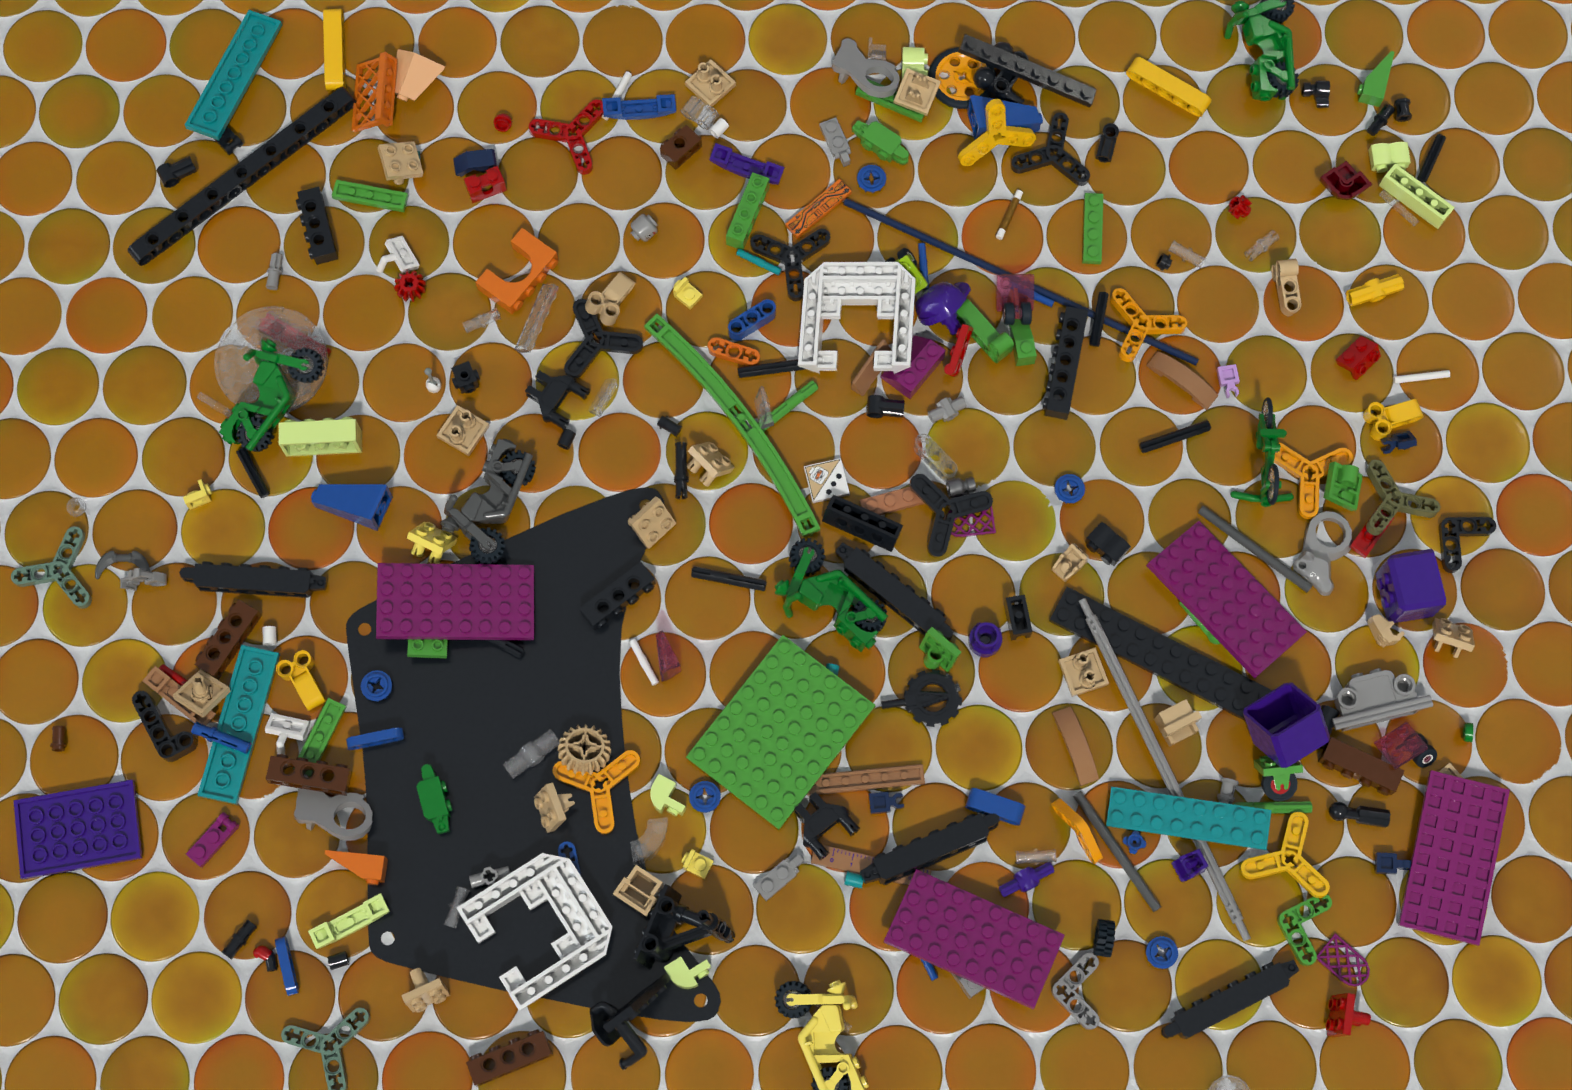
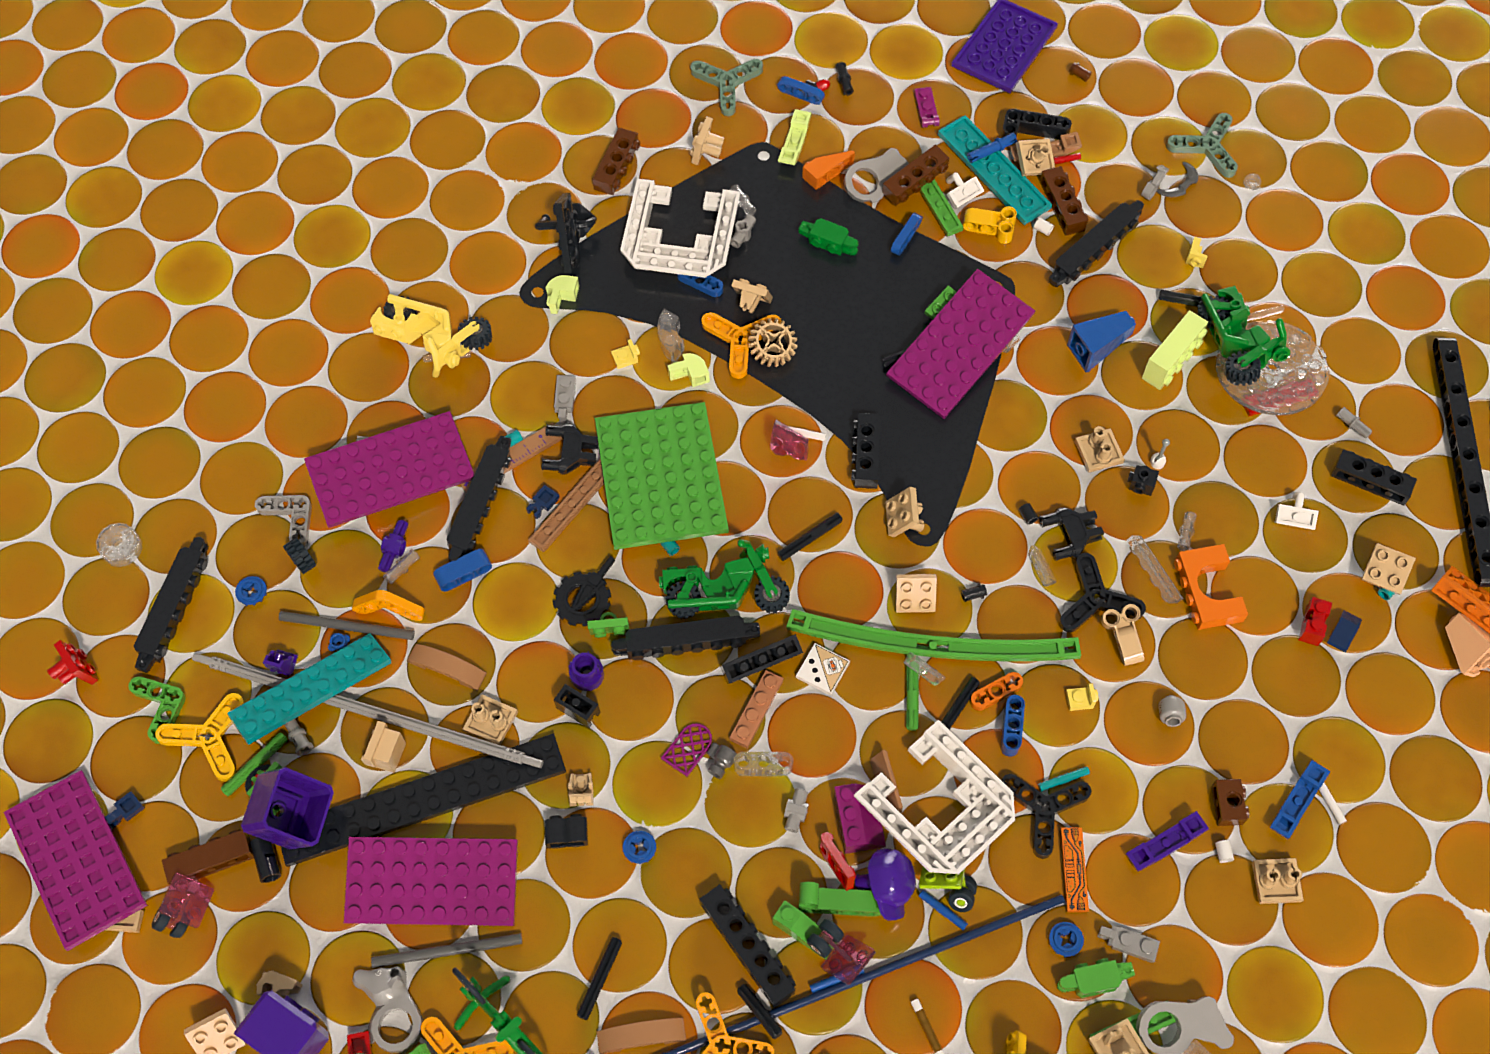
camera: 135 degrees right, 10 degrees down
(338, 960) = (776, 118): black hinge -> none
(370, 196) = (1373, 533): bright green plate -> none
(374, 677) = (946, 255): blue gear -> none
(410, 279) = (1261, 502): red gear -> none
(432, 538) = (1025, 364): light yellow plate -> none
(494, 505) = (1015, 417): dark grey piece -> none
(502, 122) = (1370, 682): red plate -> none
(531, 754) = (803, 313): clear piece -> none
(565, 129) = (1318, 722): red piece -> none
(639, 890) = (642, 304): tan plate -> none
(657, 935) = (608, 304): black plate -> none
(681, 478) = (924, 568): black pin -> none
(698, 789) = (665, 388): blue gear -> none
(699, 112) = (1252, 846): clear axle -> none
(747, 211) = (1119, 804): bright green brick -> none
(879, 407) = (847, 759): black piece -> none
(936, 500) = (725, 729): black piece -> none
(1337, 956) = (101, 710): magenta window -> none
(1362, 814) = (179, 821): black piece -> none
(1377, 699) = (238, 921): light grey brick -> none
(1468, 732) = (139, 971): green tile -> none

